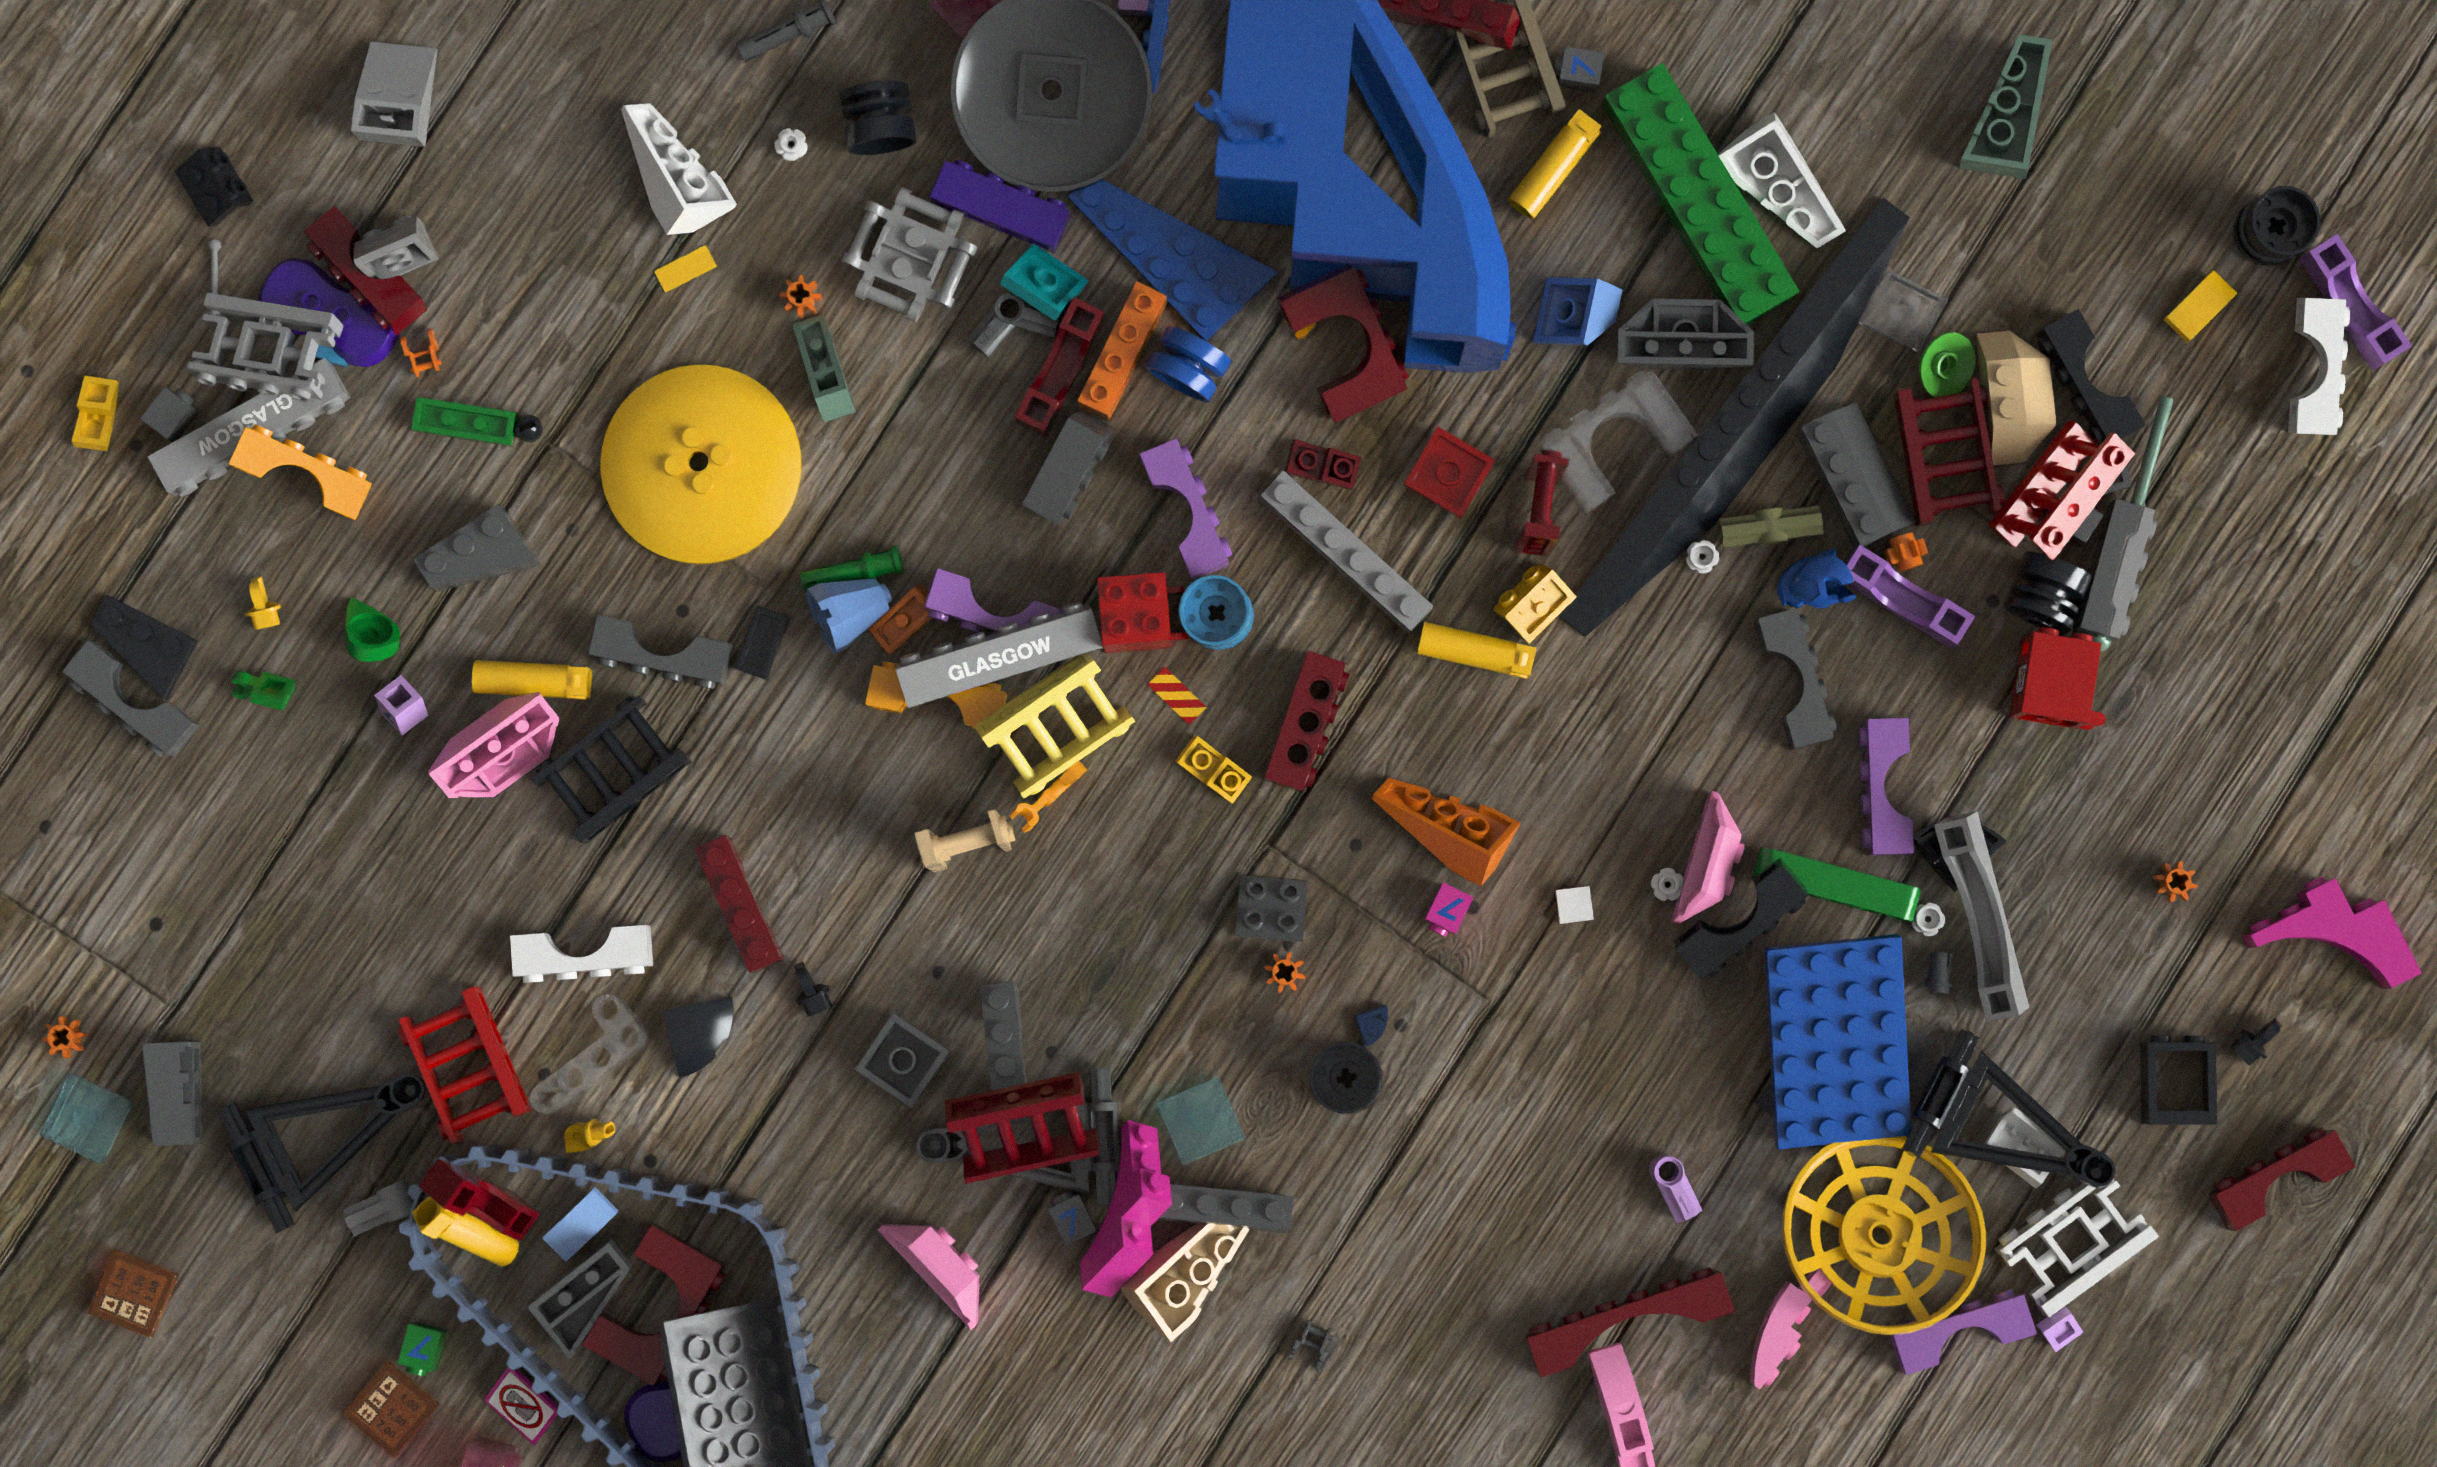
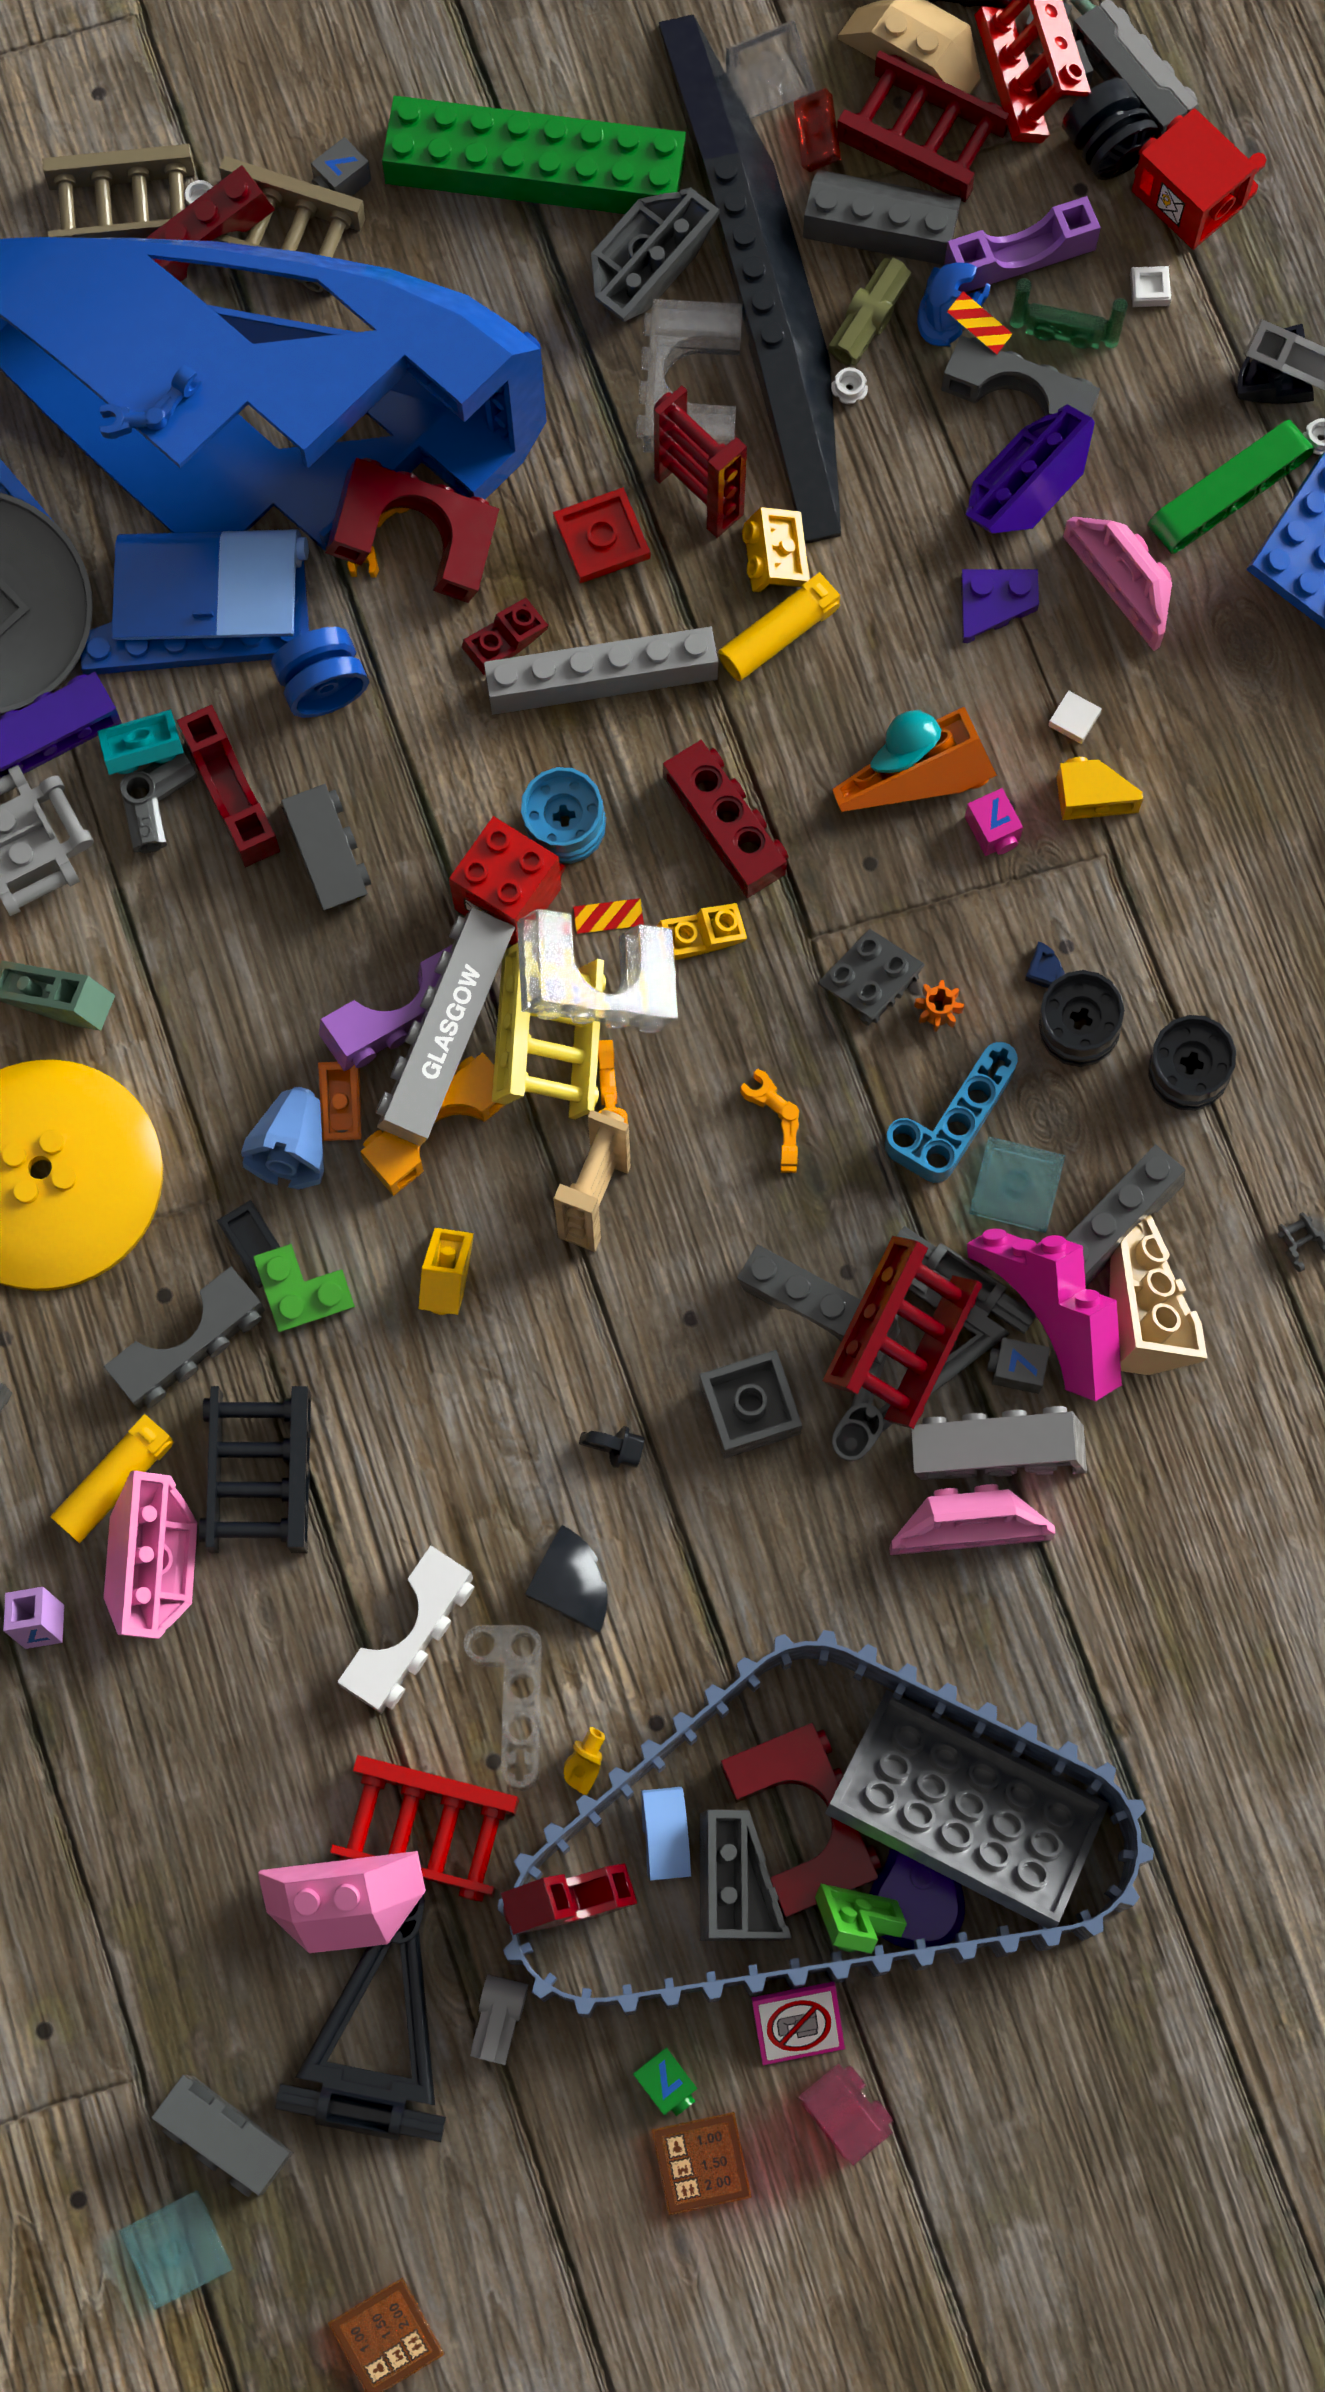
camera: 55 degrees left, 10 degrees down
(55, 1039) = (71, 2198): orange gear -> none
(376, 1051) = (344, 1900): none -> bright pink wedge
(465, 1232) = (588, 1939): yellow piece -> none
(613, 1388) = (858, 1917): none -> bright green plate
(738, 904) = (461, 1439): dark red arch -> none
(743, 700) = (296, 1300): none -> bright green plate
(840, 785) = (445, 1271): none -> yellow slope
(868, 567) = (264, 1093): green pin -> none
(1004, 1248) = (999, 1444): none -> light grey wedge
(1079, 708) = (556, 989): none -> clear arch
(1122, 351) = (259, 723): orange brick -> none
(1129, 928) = (786, 1112): none -> light orange piece
(1169, 470) = (402, 764): medium lavender arch -> none
(1192, 232) = (206, 584): none -> door
(1222, 1043) = (961, 1109): none -> dark azure beam
(1363, 1195) = (1198, 1041): none -> black wheel
(1457, 806) = (907, 741): none -> teal cap
(1526, 959) = (1094, 790): none -> yellow slope
(1554, 165) = (401, 233): yellow piece -> none
(1576, 310) = (555, 317): medium blue slope -> none
(1620, 783) = (995, 598): none -> dark purple wing
(1659, 880) = (1119, 635): white plate -> none
(1709, 946) = (1203, 532): black arch -> none
(1728, 736) = (1031, 472): none -> dark purple wedge
(1775, 173) = (577, 82): white wedge -> none
(1814, 615) = (979, 322): none -> sticker
(1873, 685) = (1065, 325): none -> clear green plate
(1884, 379) = (817, 130): none -> clear red plate
(1886, 828) = (1212, 409): medium lavender arch -> none
(1906, 552) = (983, 216): orange gear -> none
(1947, 364) = (846, 71): bright green dish -> none
(1952, 709) = (1150, 286): none -> white tile

